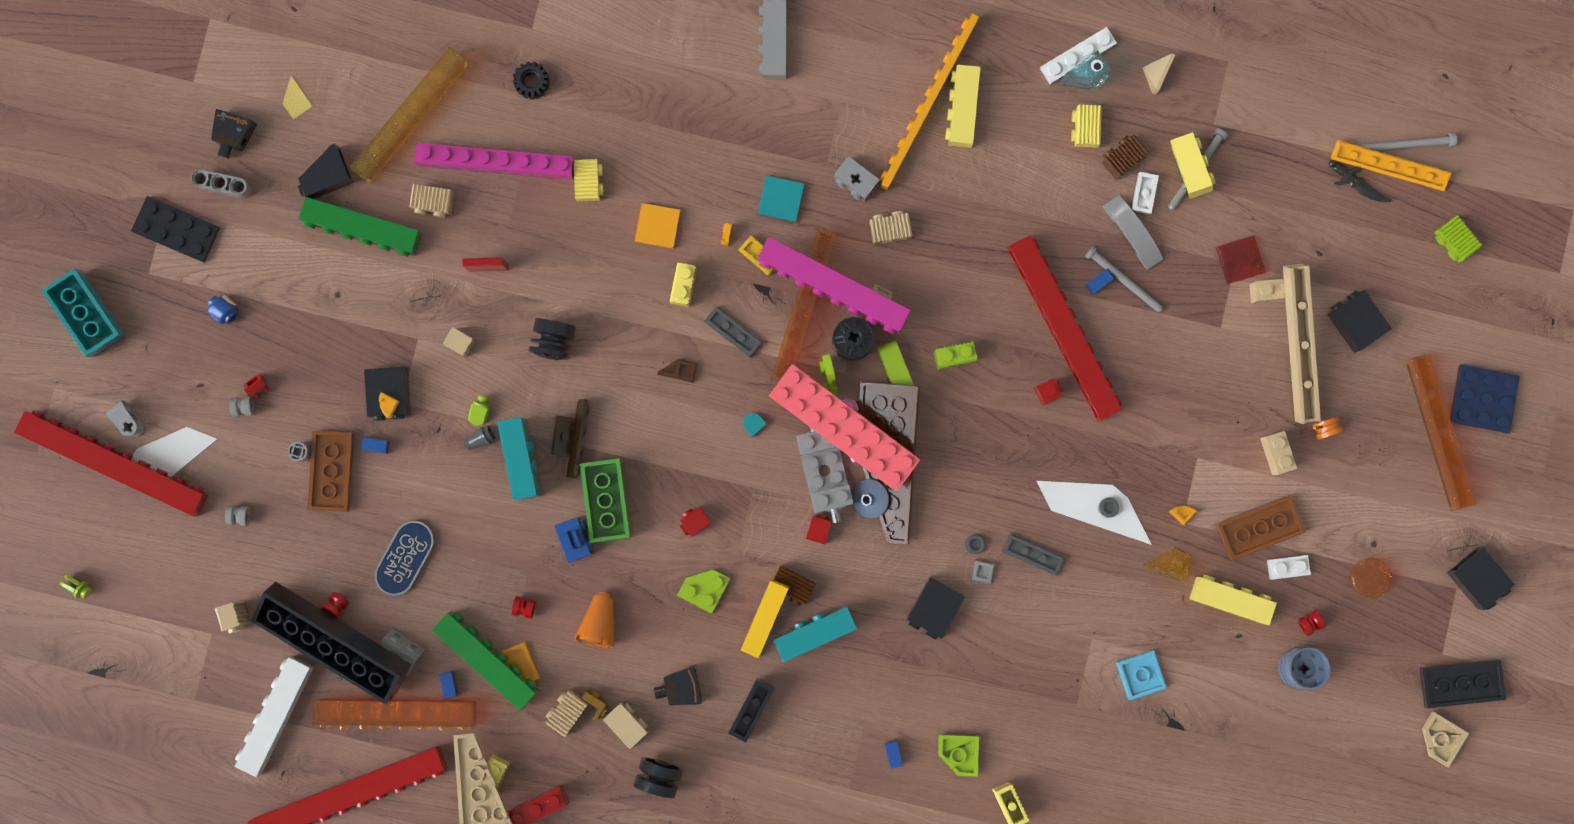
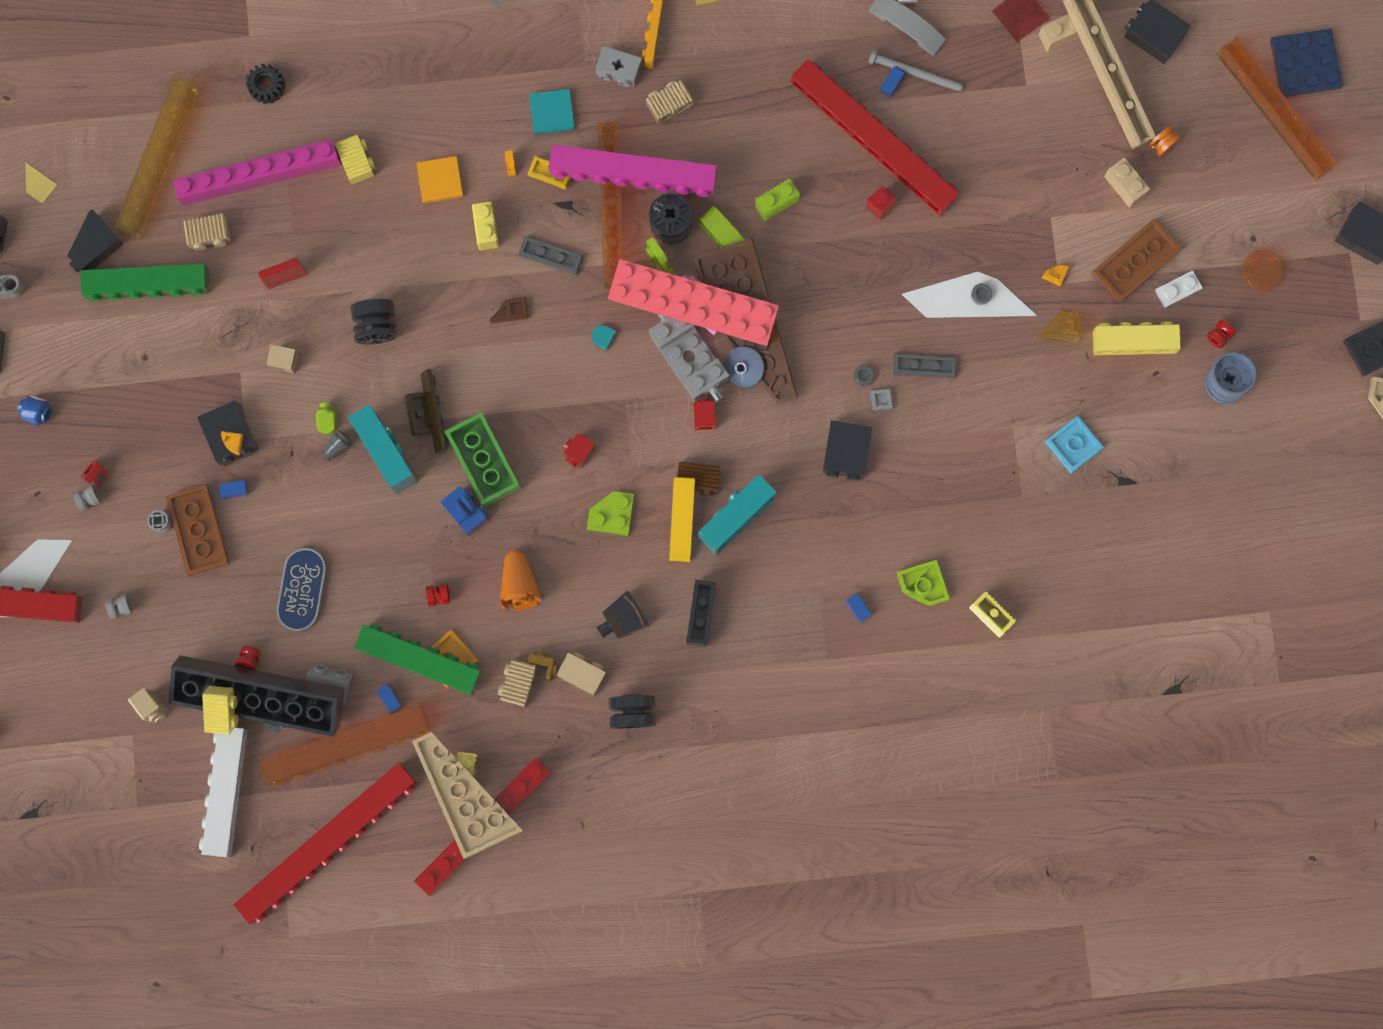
camera: 15 degrees left, 5 degrees down
(292, 646) = (219, 710): none -> light yellow brick

